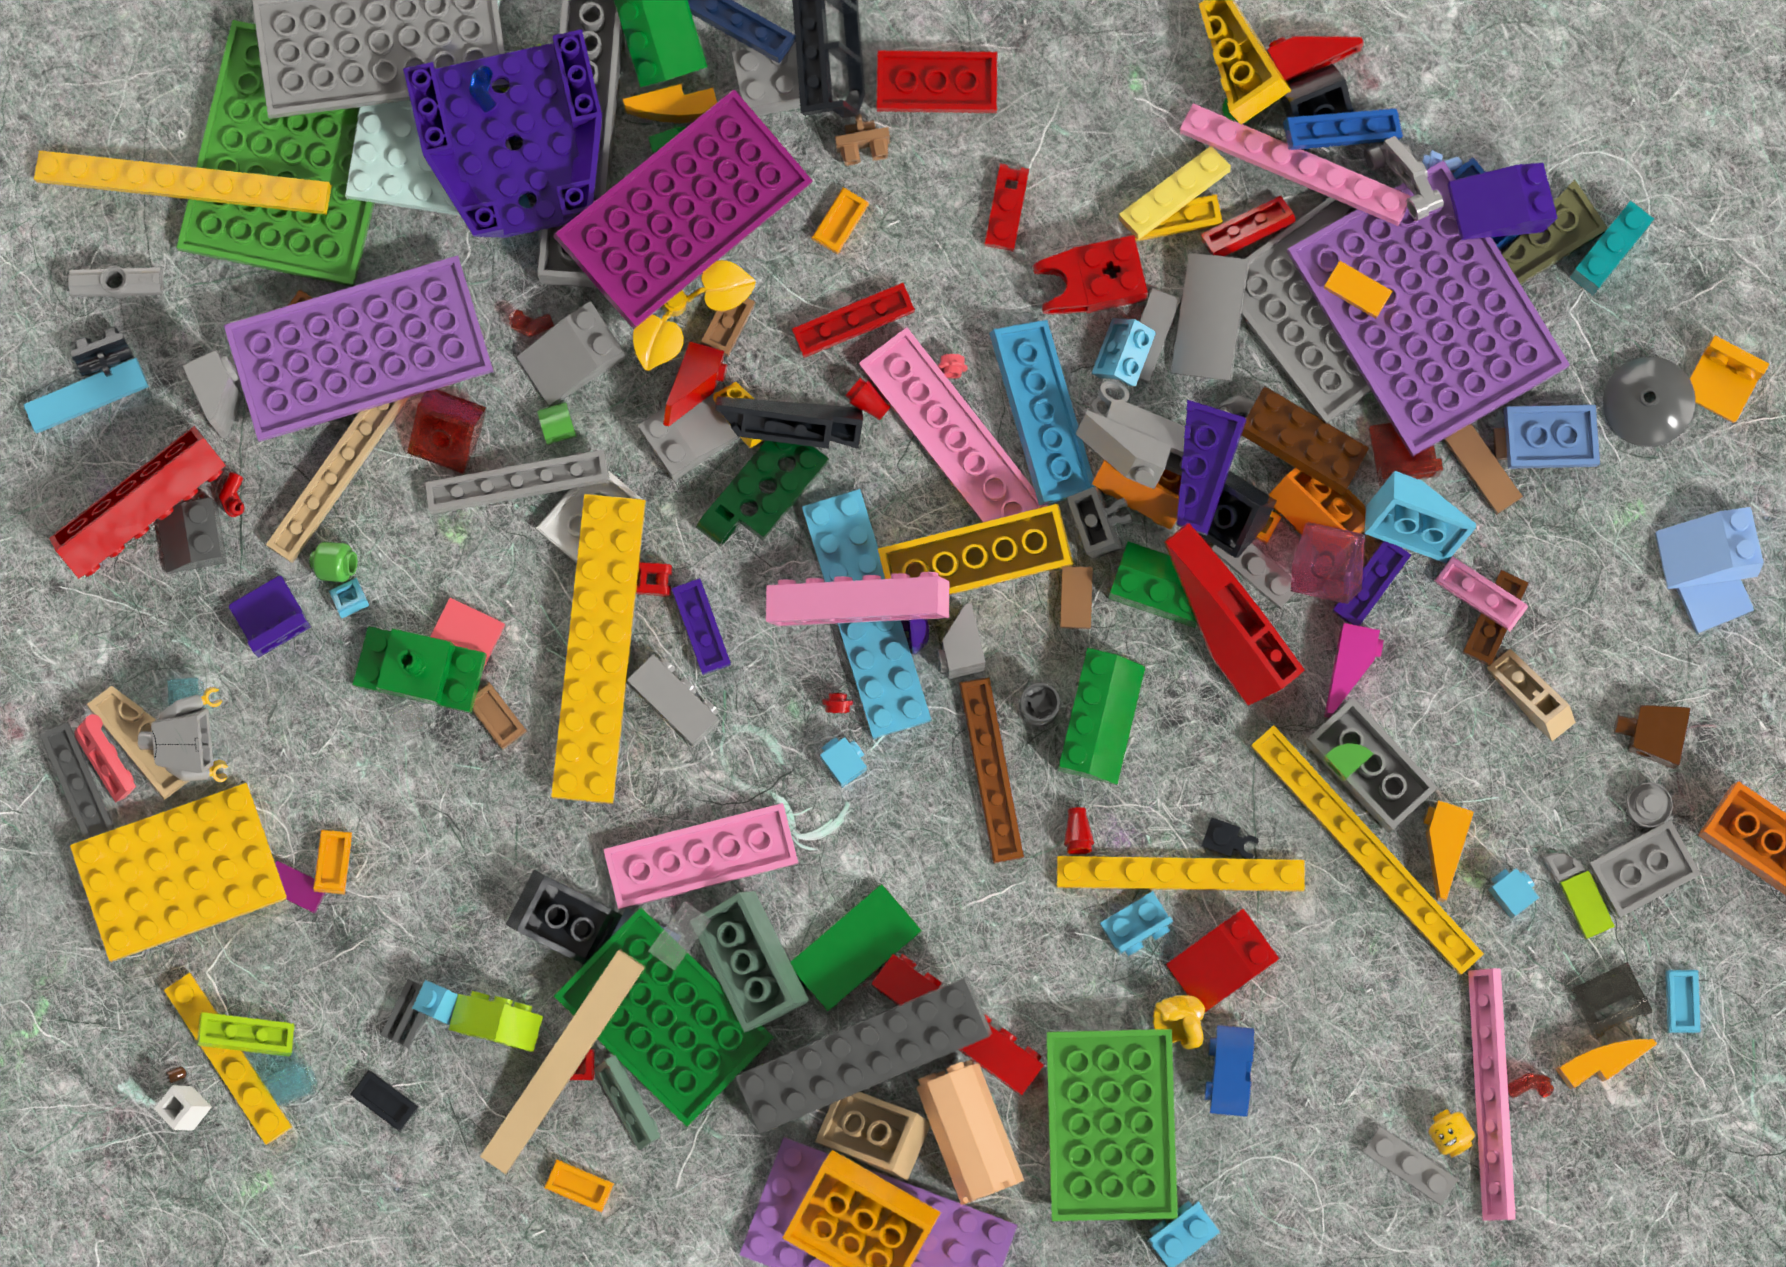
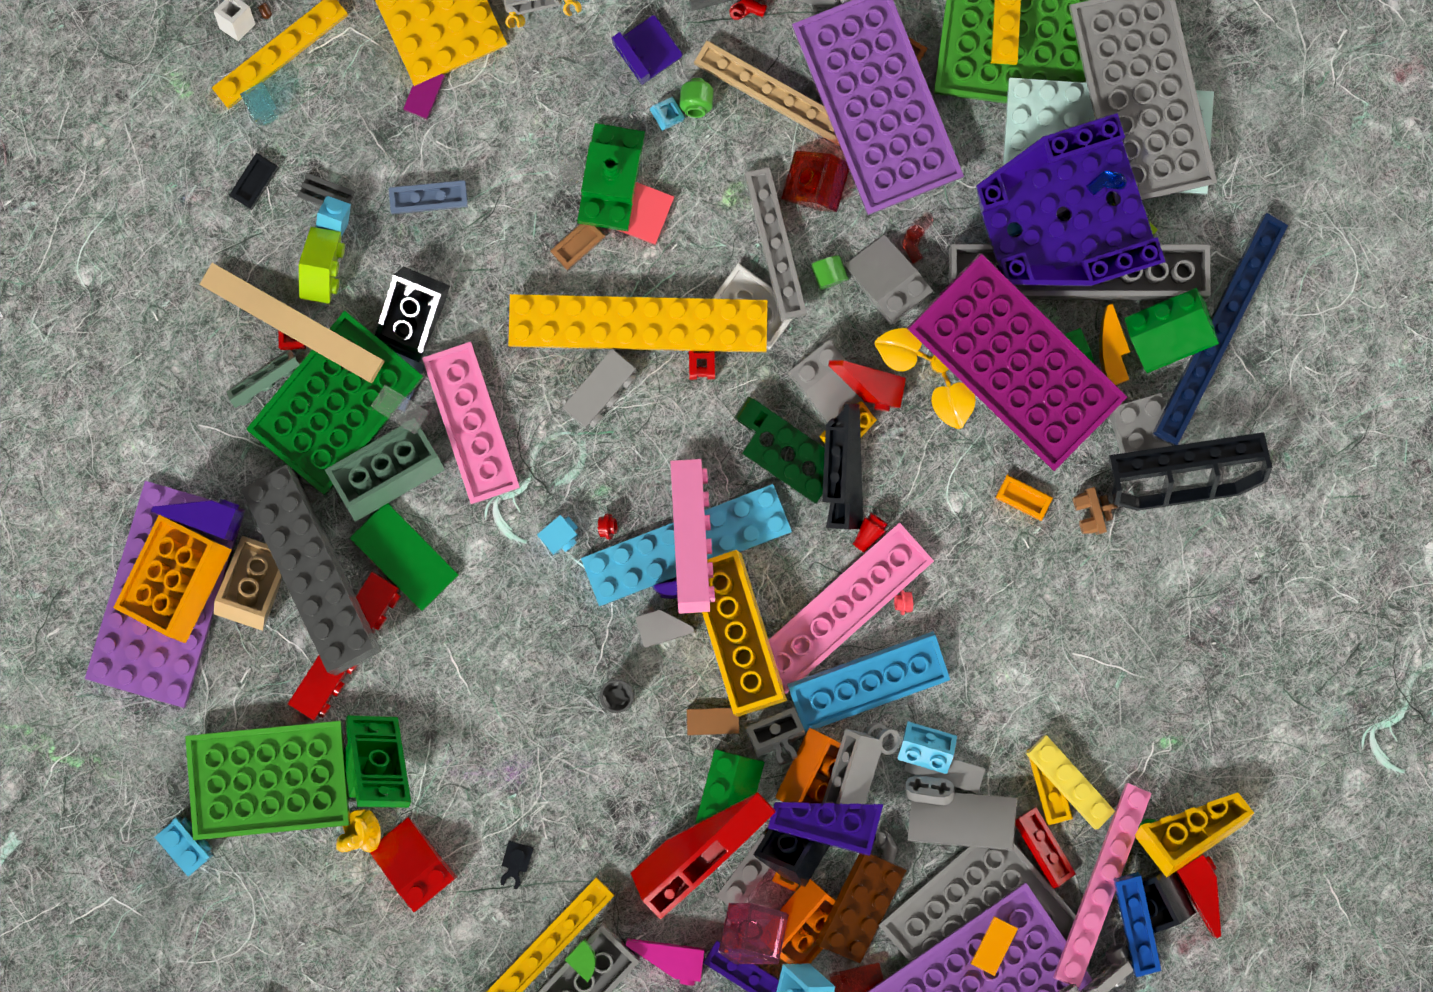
camera: 85 degrees right, 5 degrees up
(245, 1034) = (297, 62): lime plate -> none
(332, 862) = (446, 120): light orange tile -> none
(424, 889) = (428, 197): none -> sand blue plate
(579, 1185) = (194, 345): light orange tile -> none
(701, 626) = (664, 407): dark purple plate -> none
(727, 327) = (920, 408): medium nougat plate -> none
(791, 1172) = (208, 516): none -> dark purple slope
(853, 320) = (937, 515): red plate -> none
(936, 81) = (1152, 571): red plate -> none
(969, 1131) = (253, 662): light nougat brick -> none
(991, 770) = (561, 659): dark orange tile -> none
(1006, 208) = (1046, 639): red plate -> none
(1078, 832) = (512, 736): red cone -> none
(1084, 279) = (984, 710): red brick -> none
(1099, 990) = (376, 762): none -> green brick
(1101, 717) = (611, 749): green slope -> none
(1126, 449) = (836, 756): light grey slope -> none
(1136, 924) = (438, 790): medium azure bracket -> none
(1173, 352) = (929, 790): none -> light grey beam
(1180, 873) = (484, 825): yellow plate -> none
(1231, 1071) = (326, 878): blue brick -> none

